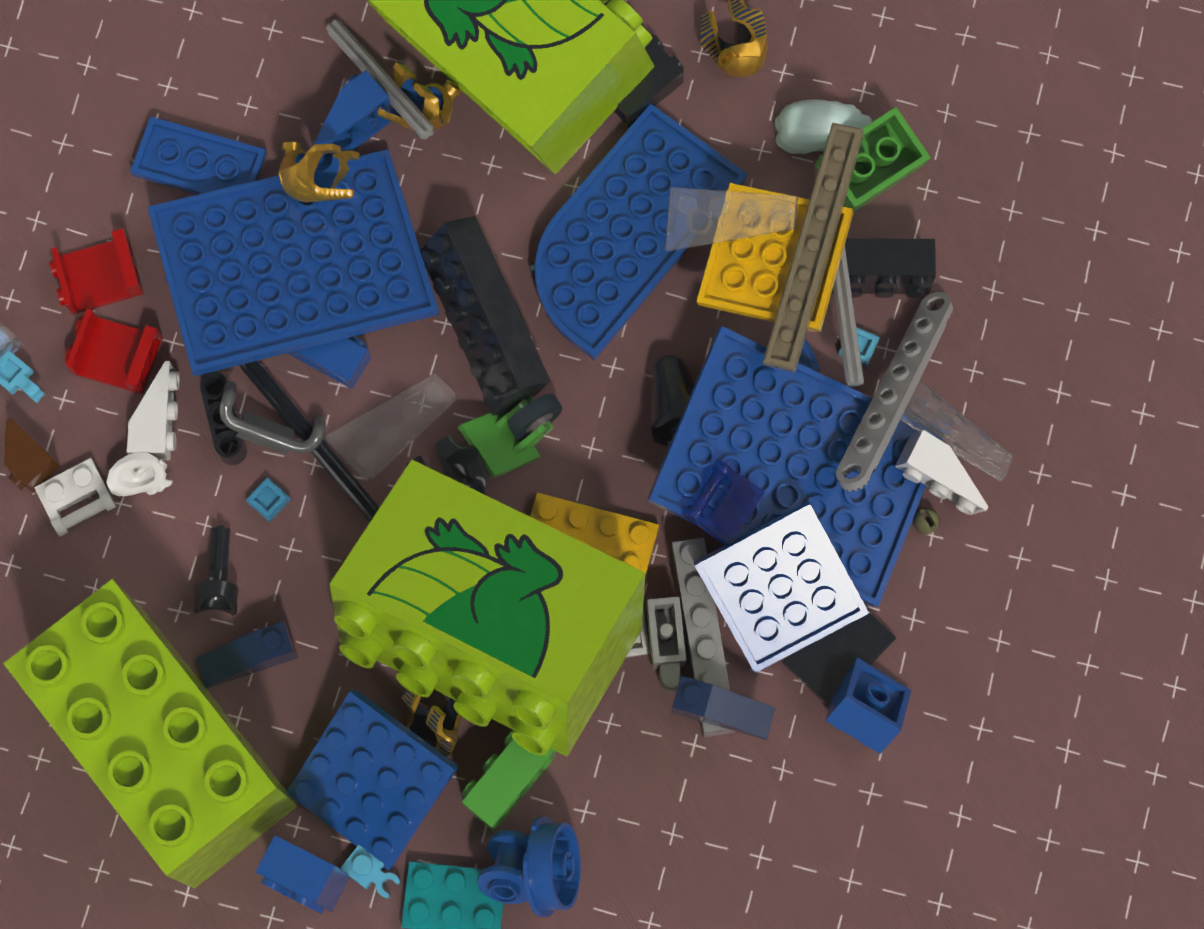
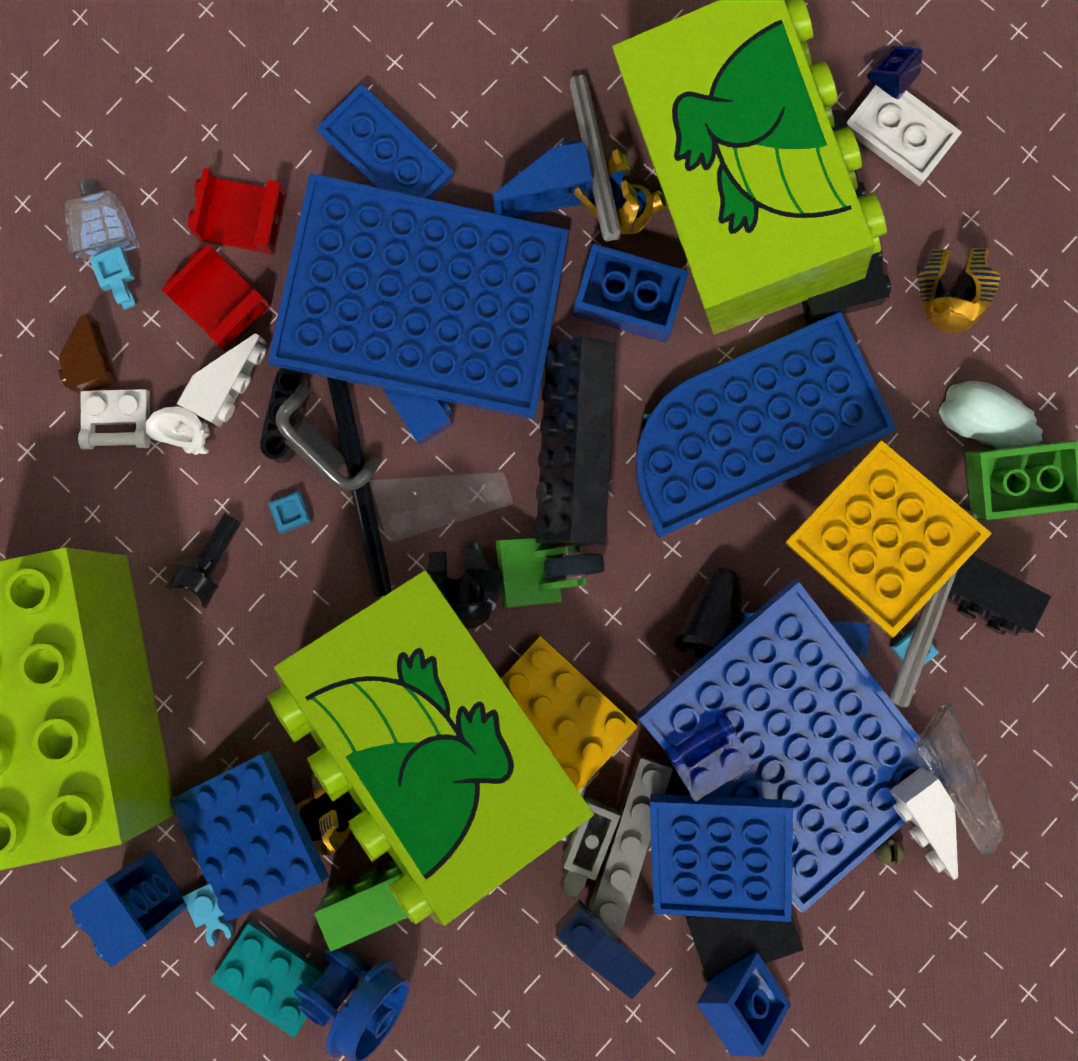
camera: 25 degrees right, 10 degrees up
(247, 655) = (198, 653): dark blue slope -> none
(305, 182) = (472, 227): pearl gold piece -> none
(466, 174) = (630, 293): none -> blue brick
(717, 216) = (857, 472): clear wing -> none
(813, 247) = (934, 551): dark tan tile -> none
(894, 392) = (928, 725): light grey plate -> none

